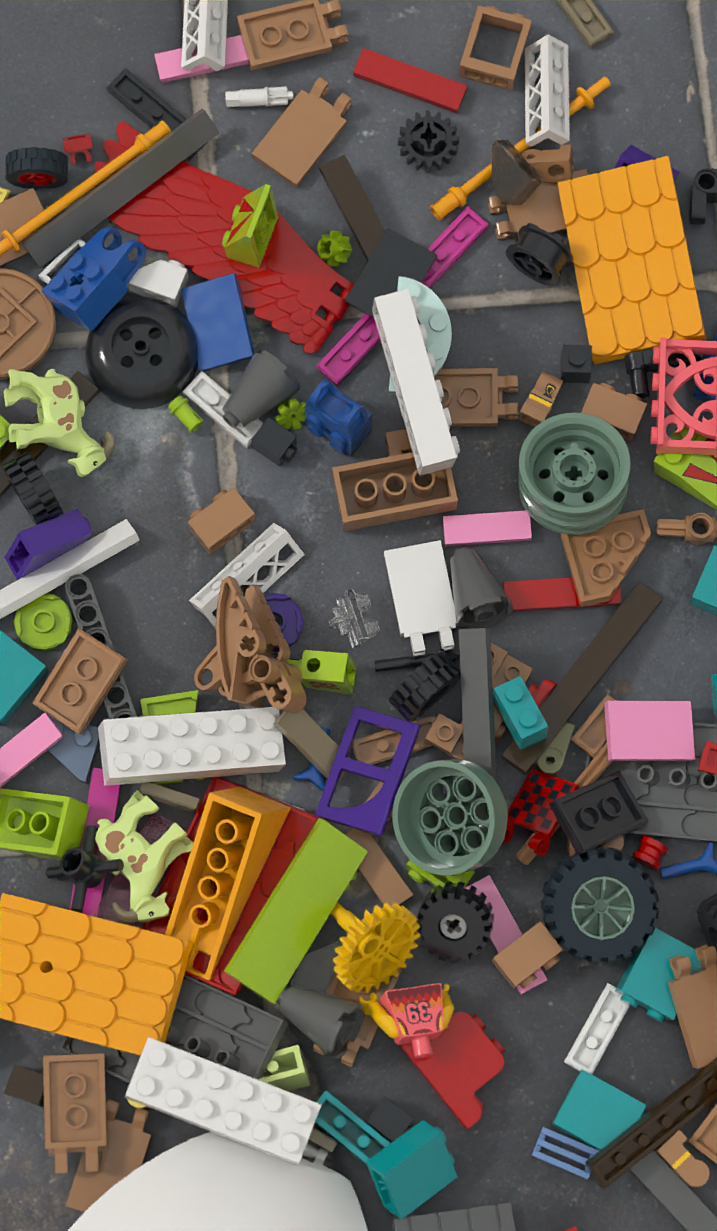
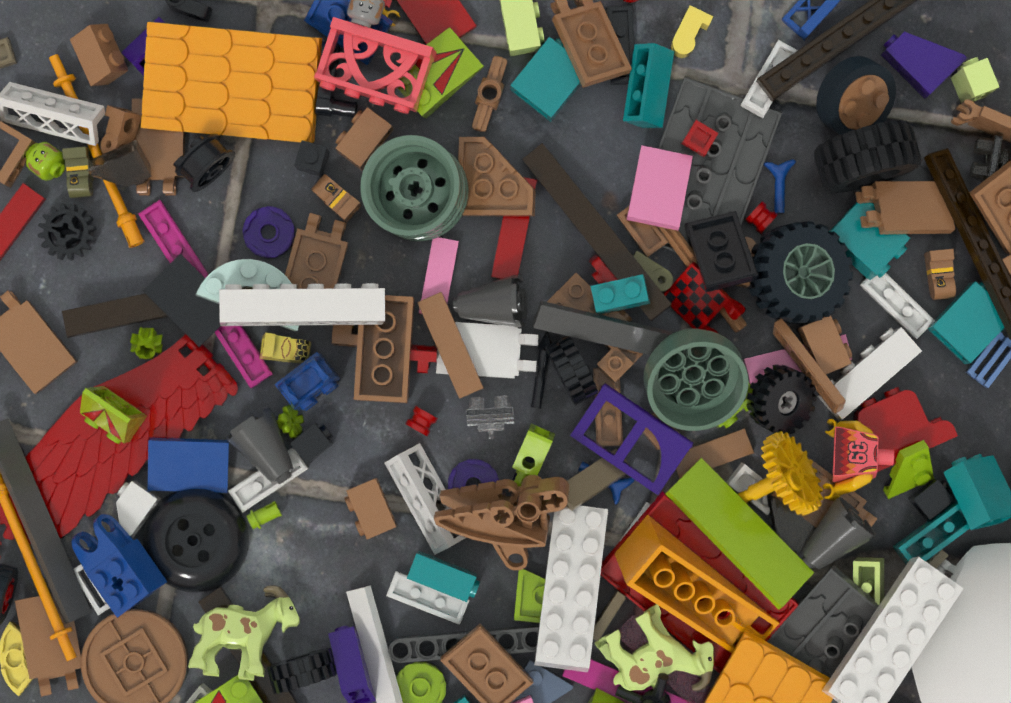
camera: 75 degrees left, 10 degrees up
(141, 605) = (426, 598): none -> white tile
(168, 610) = (443, 576): none -> teal brick
(328, 548) = (421, 421): none -> red wheel
(357, 906) = (744, 477): none -> white slope
(367, 385) = (284, 349): none -> light yellow leg
(397, 533) = (424, 355): none -> red tile
(416, 1086) = (911, 469): none -> lime wing
(417, 556) = (450, 345): none -> medium nougat tile
(482, 137) = (77, 171): none -> olive leg
(483, 326) = (268, 247): none -> dark purple tile
(496, 100) = (45, 161): none -> lime head
(499, 941) = (808, 366): none -> medium nougat tile
(510, 1015) = (873, 369): none -> white brick
(621, 123) = (99, 54): none -> medium nougat brick
(644, 1068) = (940, 273): none -> medium nougat leg

